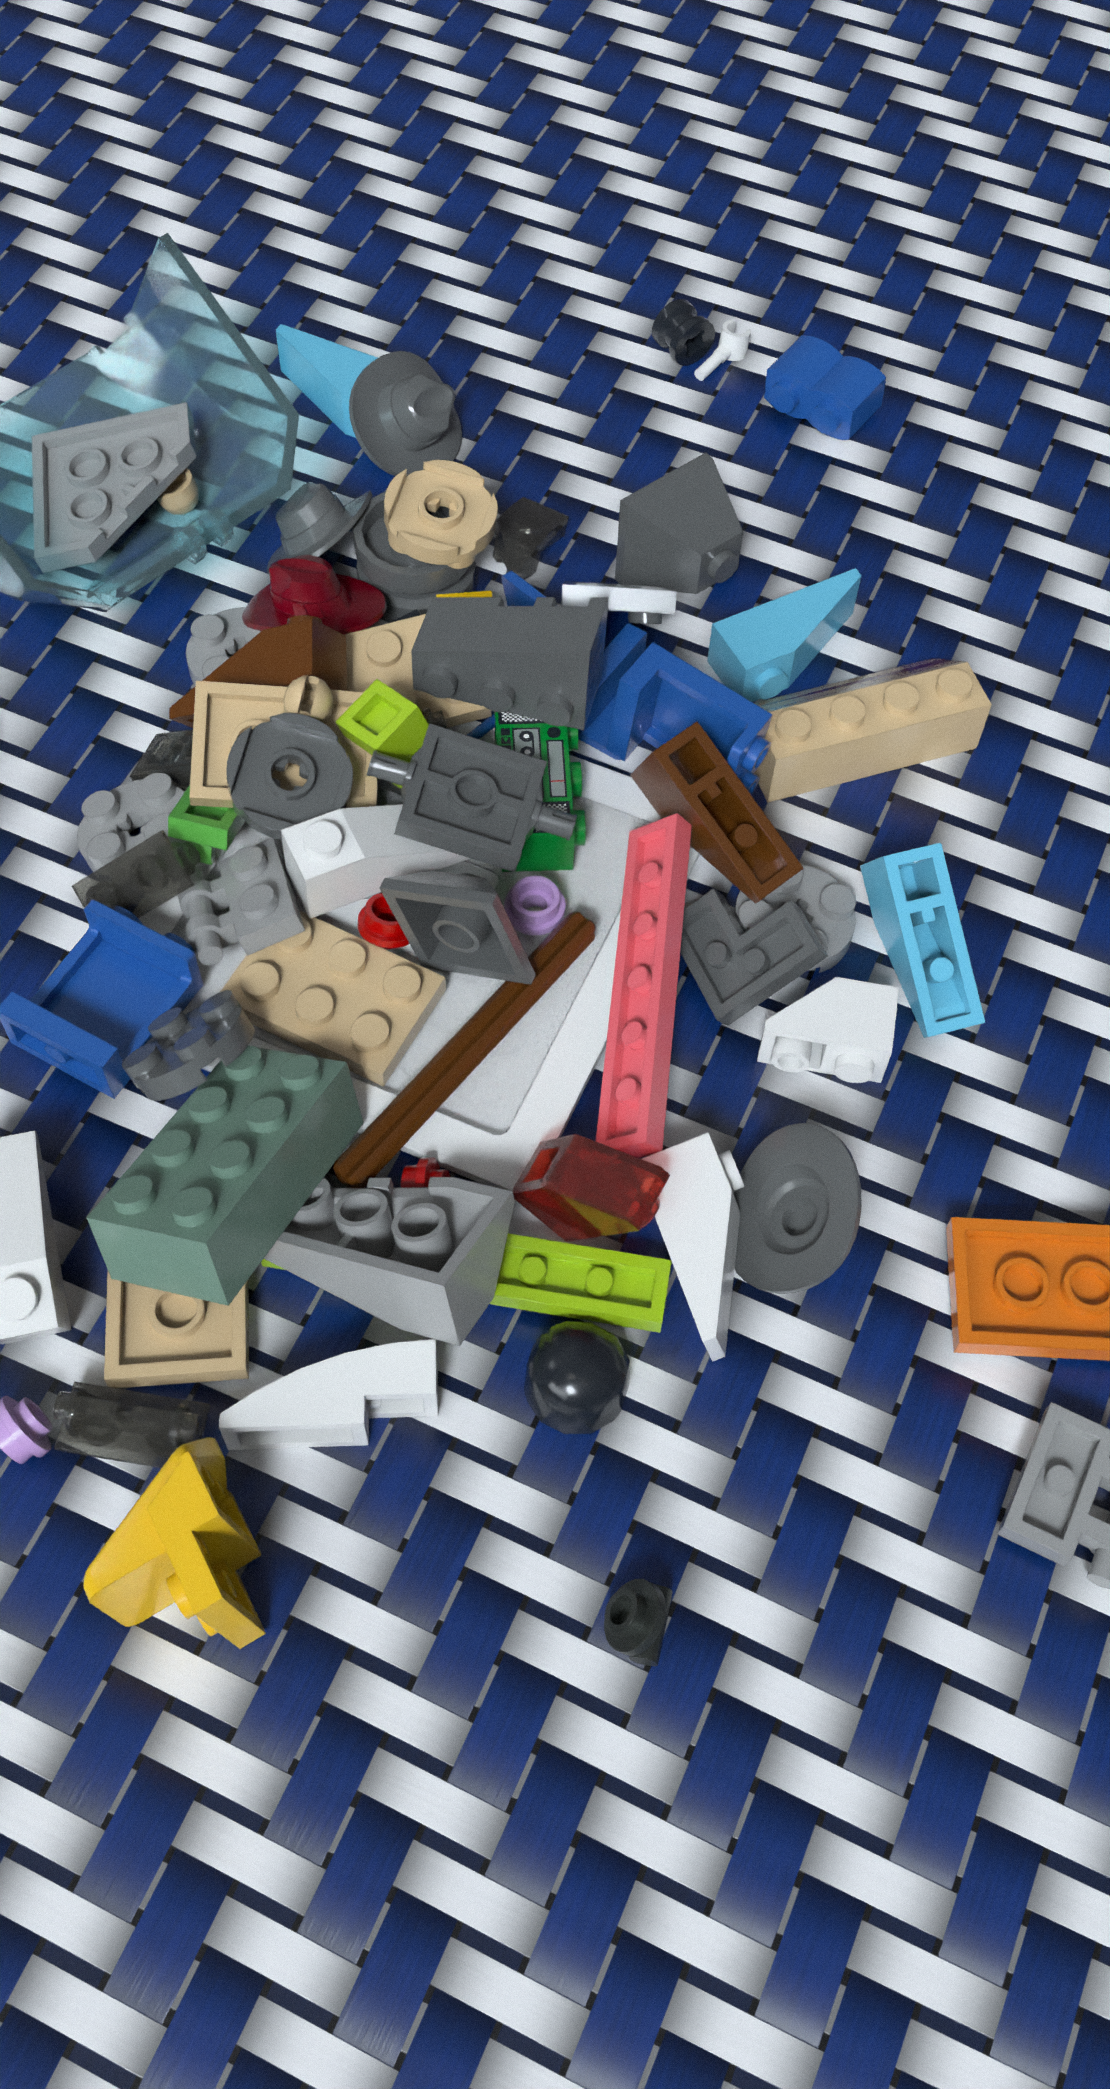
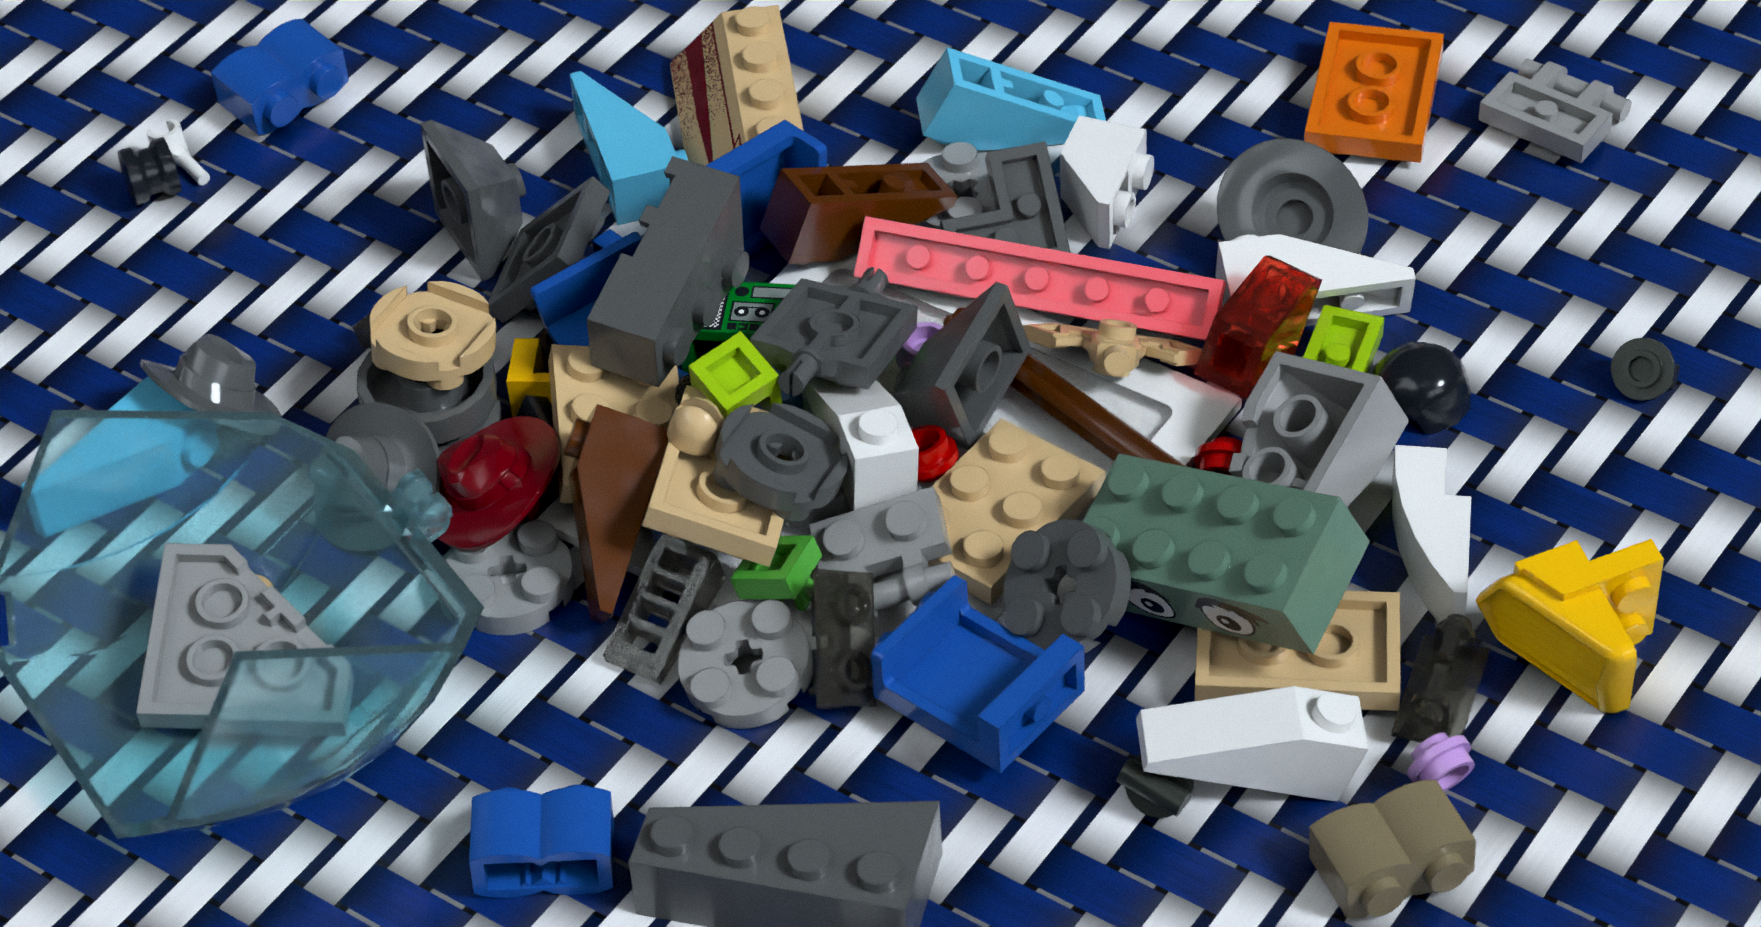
camera: 75 degrees left, 15 degrees down
(561, 1059) = (1113, 346): none -> tan piece

